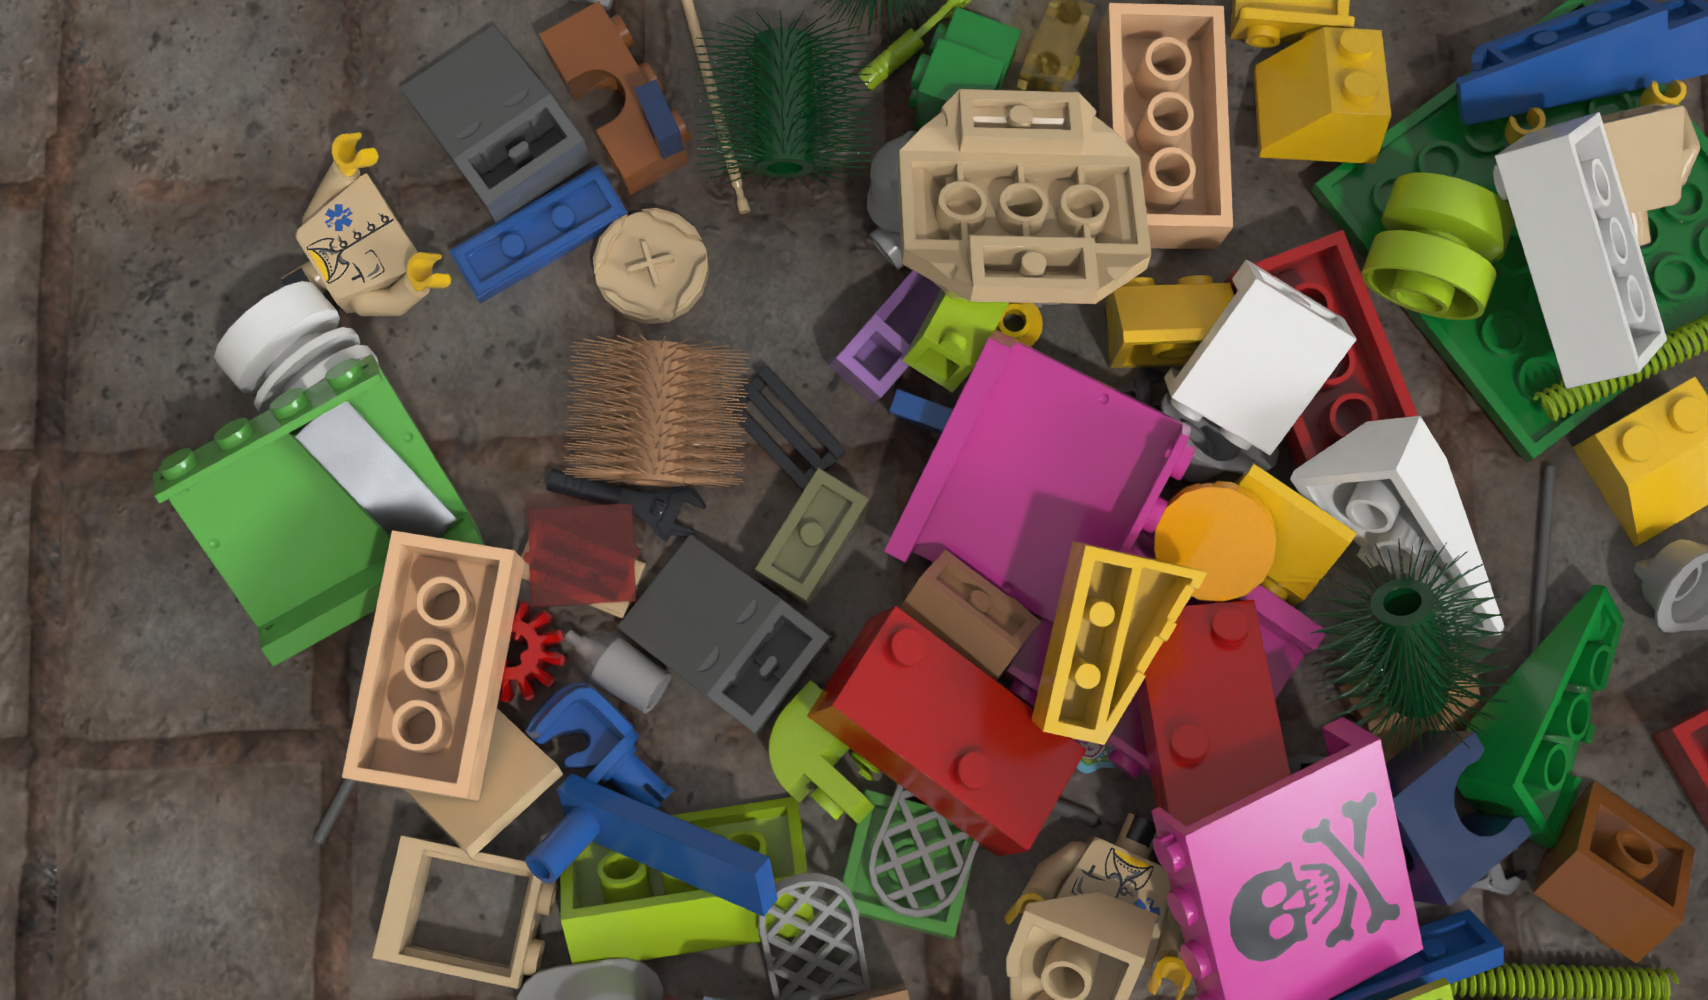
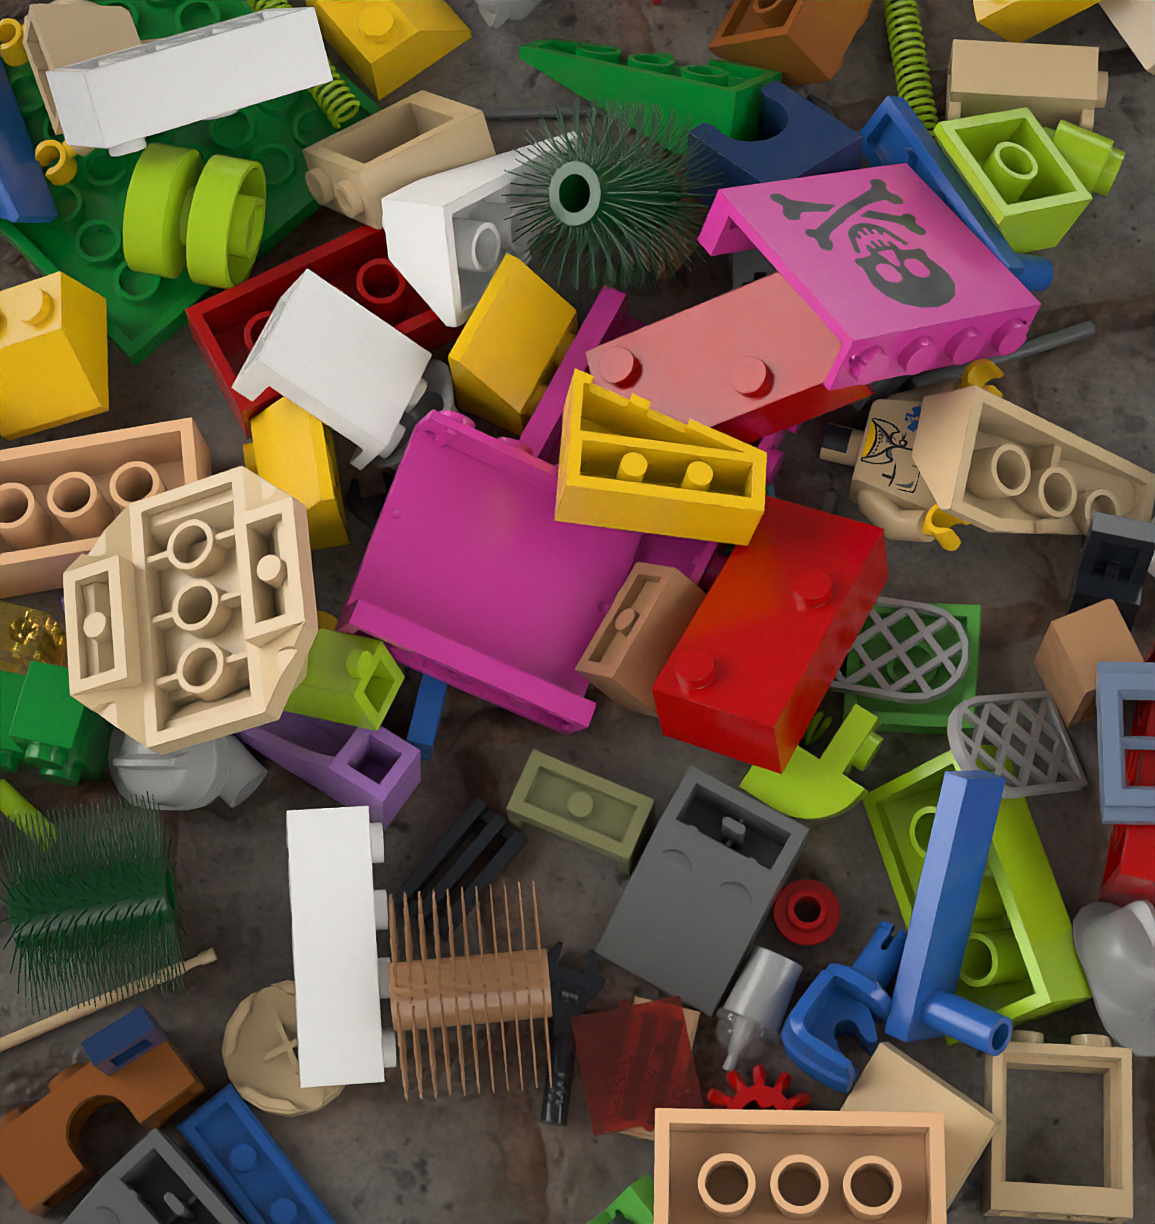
camera: 90 degrees left, 10 degrees down
(714, 726) = (806, 933): none -> red plate
(721, 304) = (336, 946): none -> white wedge
(1220, 533) = (523, 386): light orange tile -> none
(1504, 421) = (393, 150): none -> tan window

